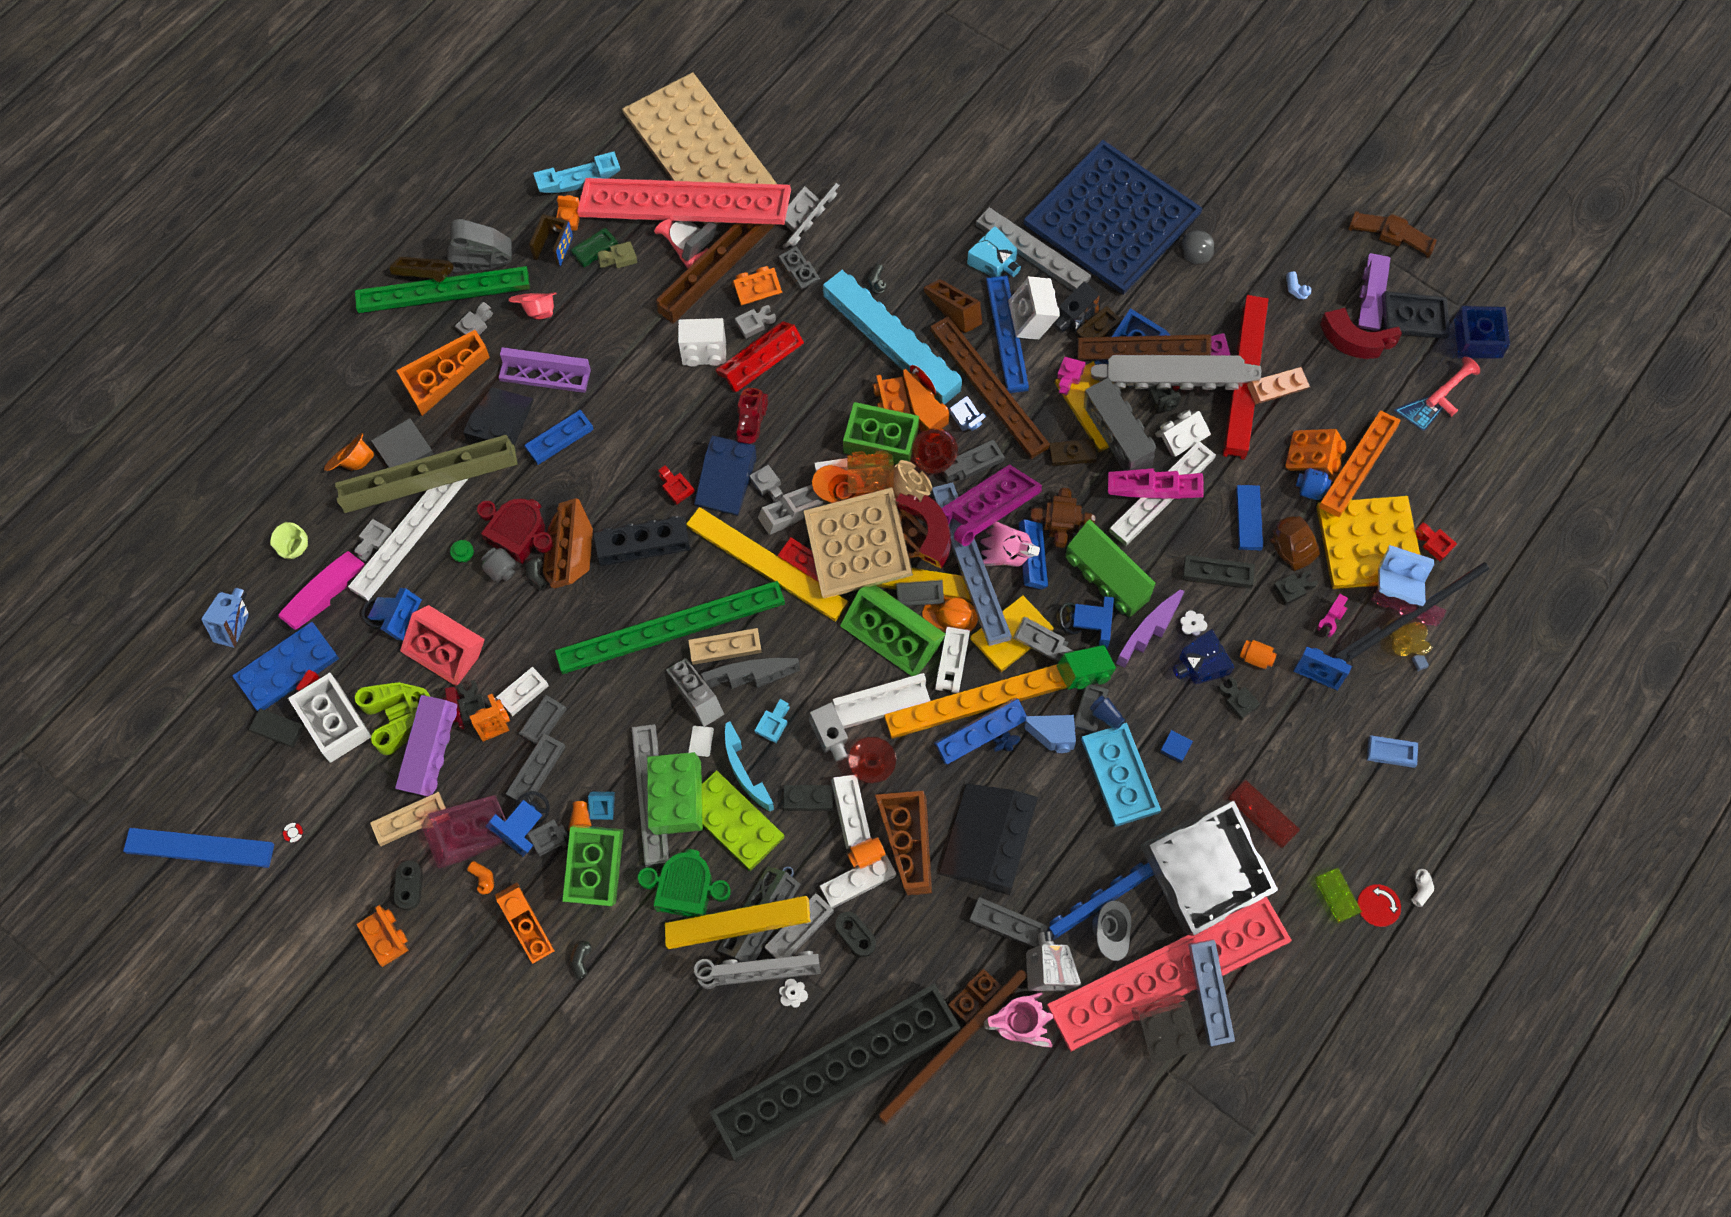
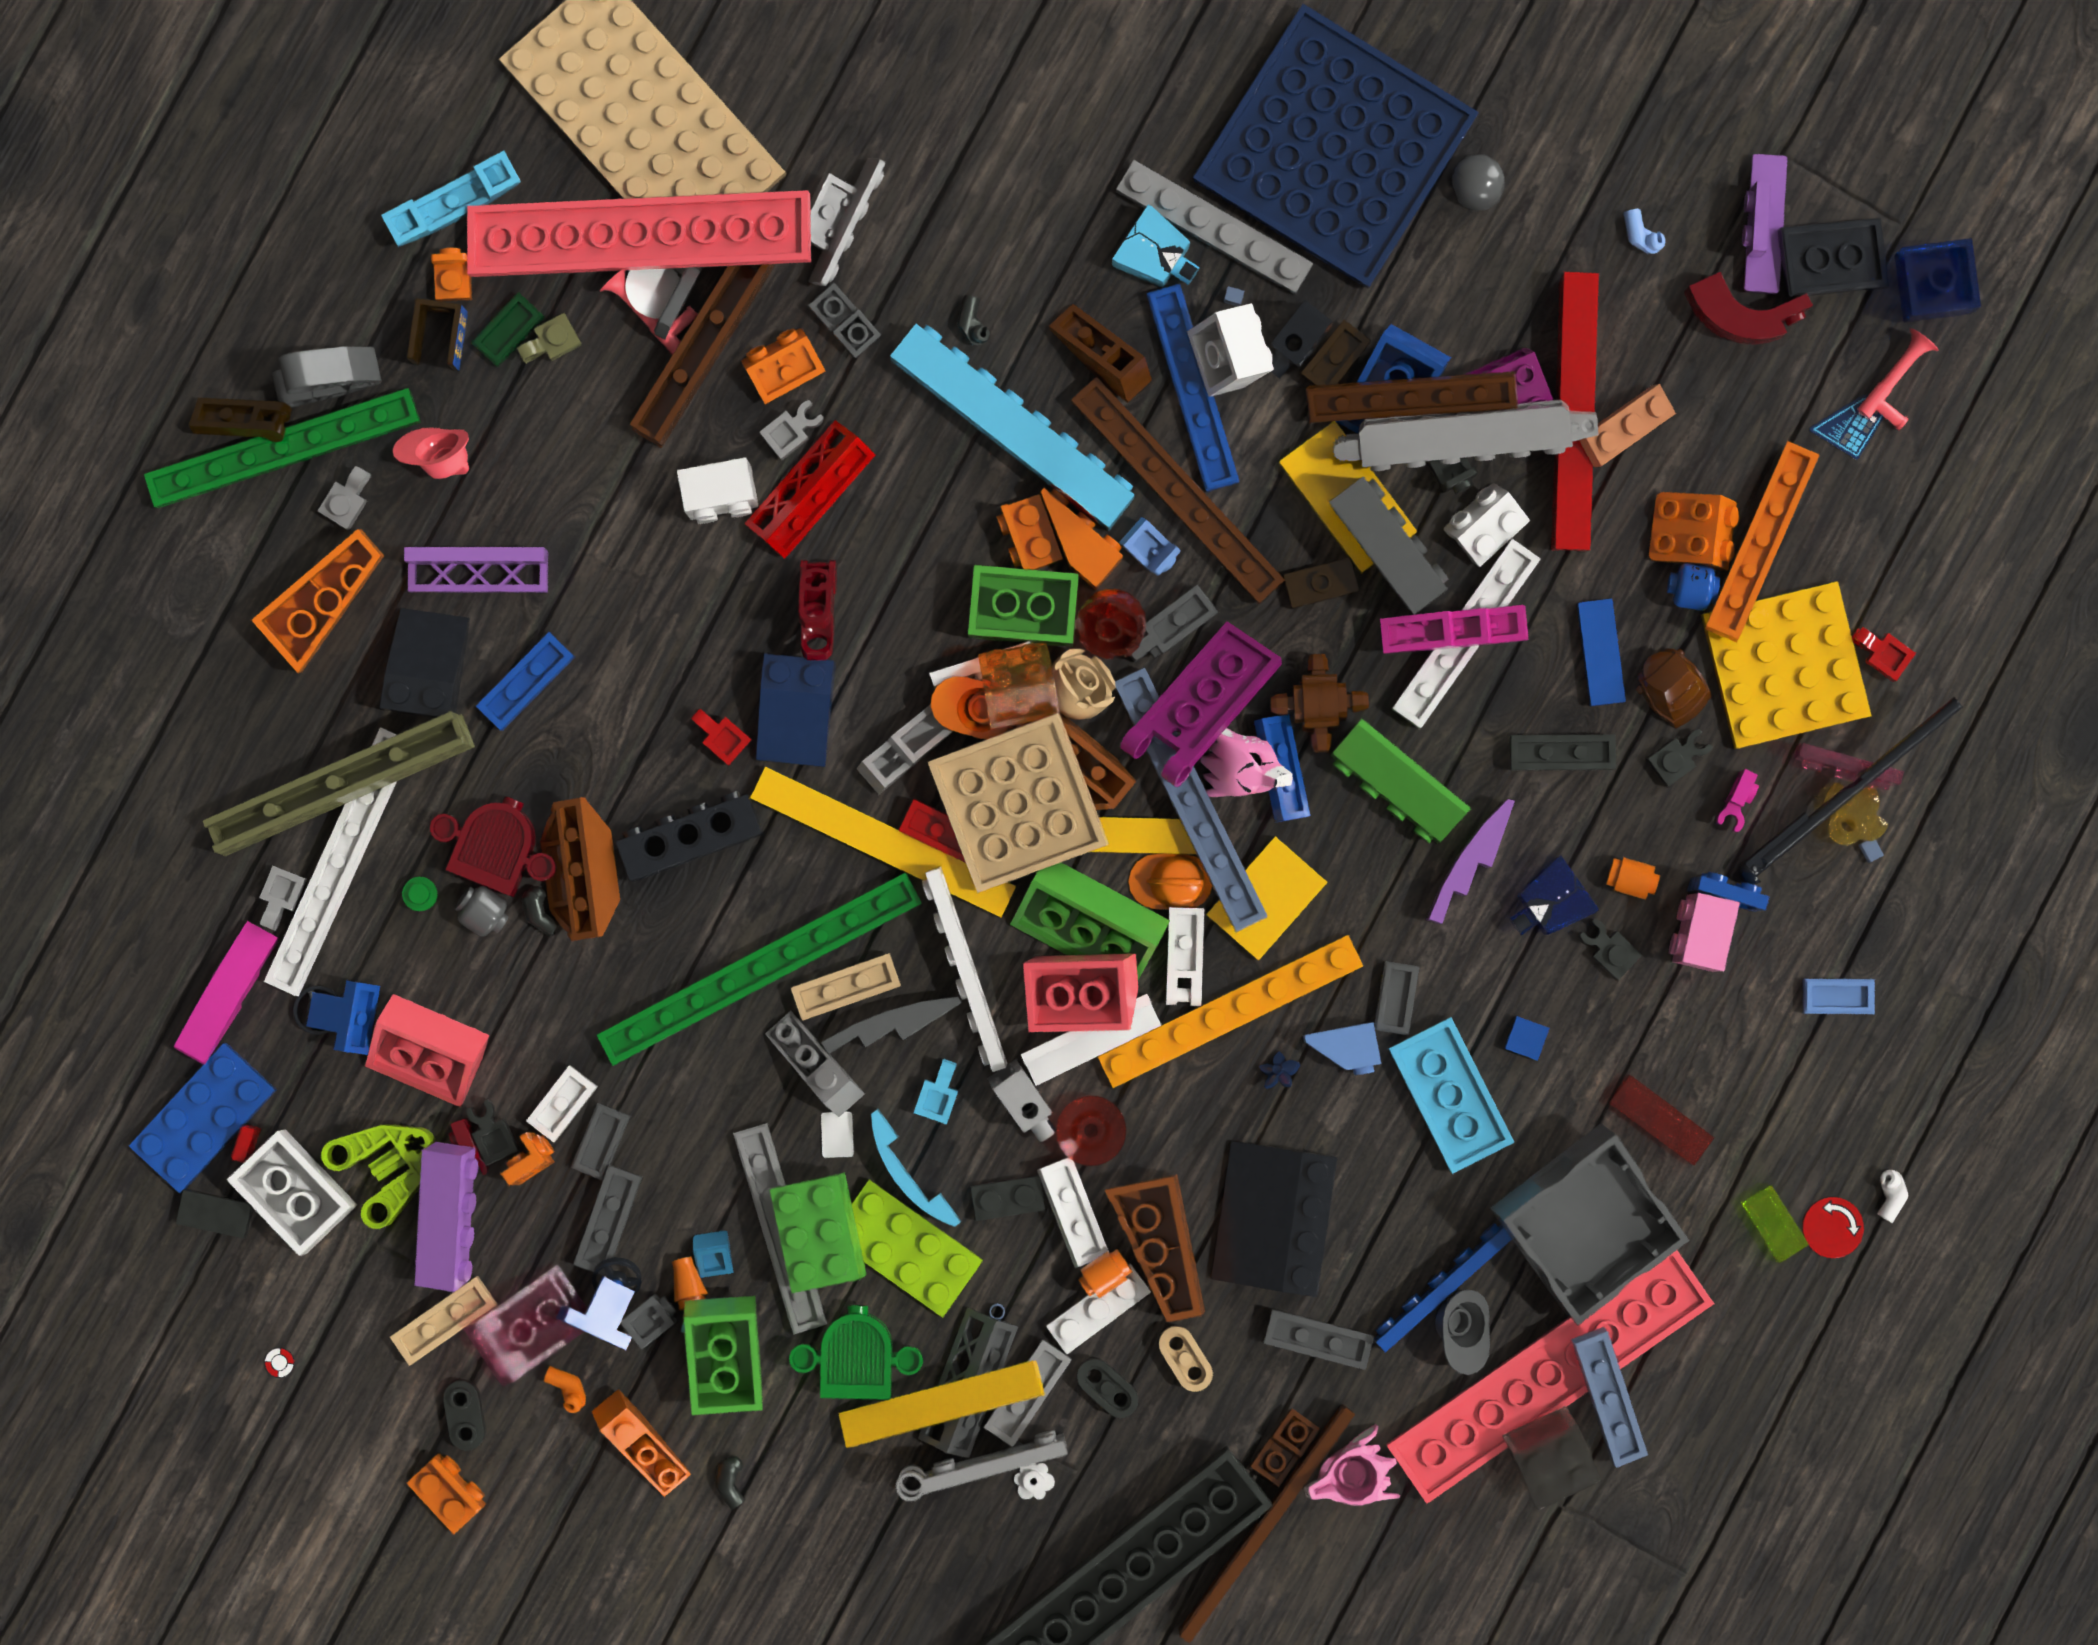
camera: 10 degrees left, 20 degrees up
(199, 847) = (152, 1407): blue tile -> none
(226, 617) = (98, 1072): medium blue torso -> none
(289, 540) = (156, 922): yellowish green hair -> none
(353, 456) = (209, 764): orange piece -> none
(402, 444) = (286, 733): dark grey tile -> none
(767, 482) = (859, 706): light grey plate -> none
(802, 634) = (969, 983): none -> white plate
(879, 664) = (1080, 992): none -> coral slope
(913, 923) = (1184, 1358): none -> tan plate
(920, 592) = (1123, 858): dark grey tile -> none
(938, 539) = (1136, 767): dark red arch -> none
(981, 731) = (1242, 1060): blue plate -> none
(1041, 639) = (1314, 909): hinge -> none
(1050, 966) = (1384, 1395): light grey torso -> none
(1070, 372) = (1302, 449): dark pink plate -> none
(1086, 667) = (1383, 943): green brick -> none
(1089, 618) = (1377, 863): blue piece -> none
(1107, 712) = (1422, 1010): dark blue cone -> none
(1193, 618) = (1543, 841): white plant -> none
(1304, 690) = (1704, 932): none -> bright pink brick
(1394, 231) = (1790, 102): reddish brown plate -> none
(1404, 575) = (1837, 732): light blue bracket -> none

